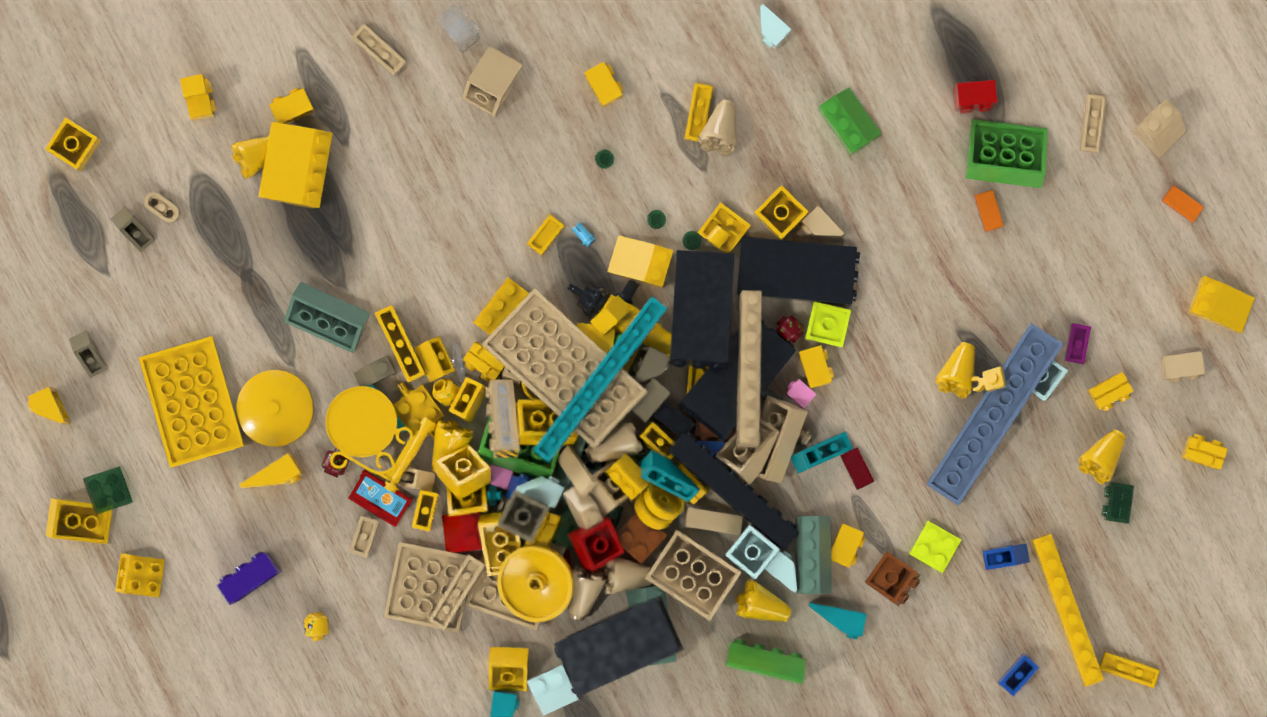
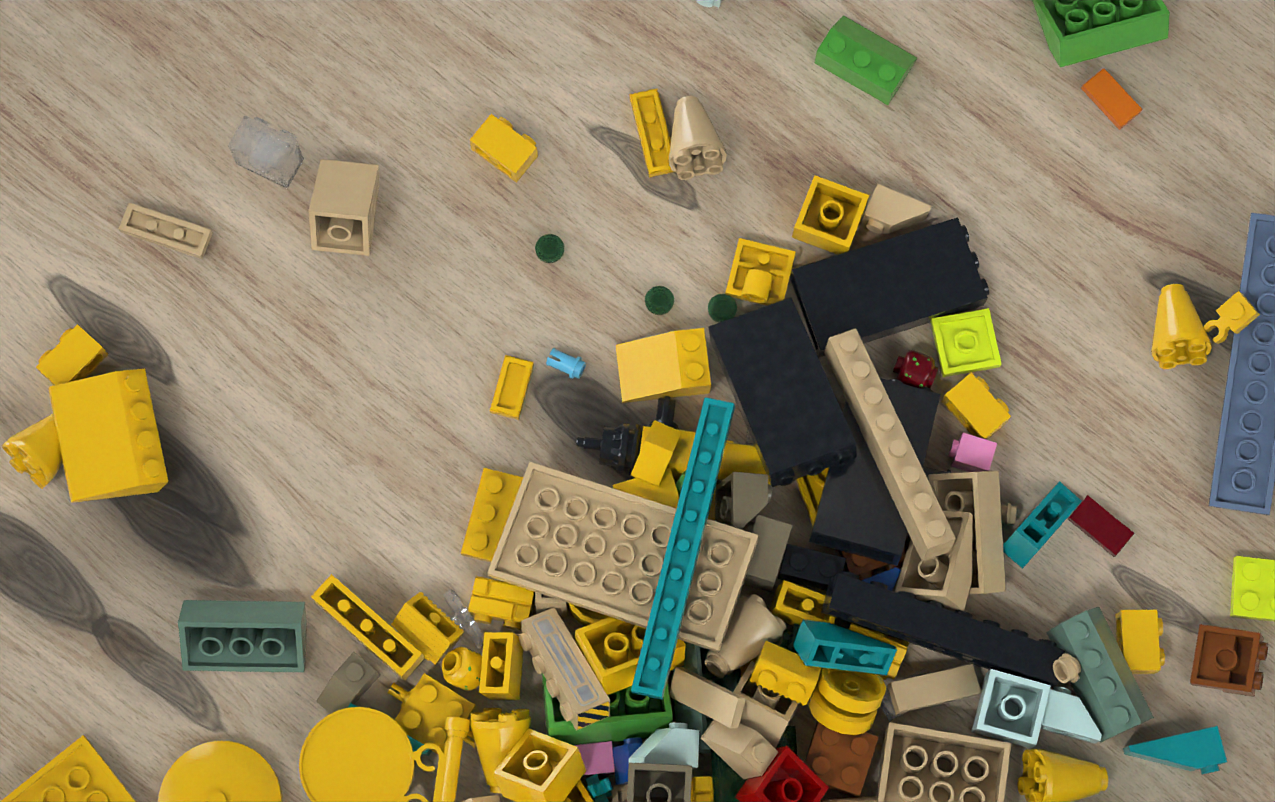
camera: 25 degrees left, 10 degrees down
(793, 544) = (1067, 668): none -> tan plate

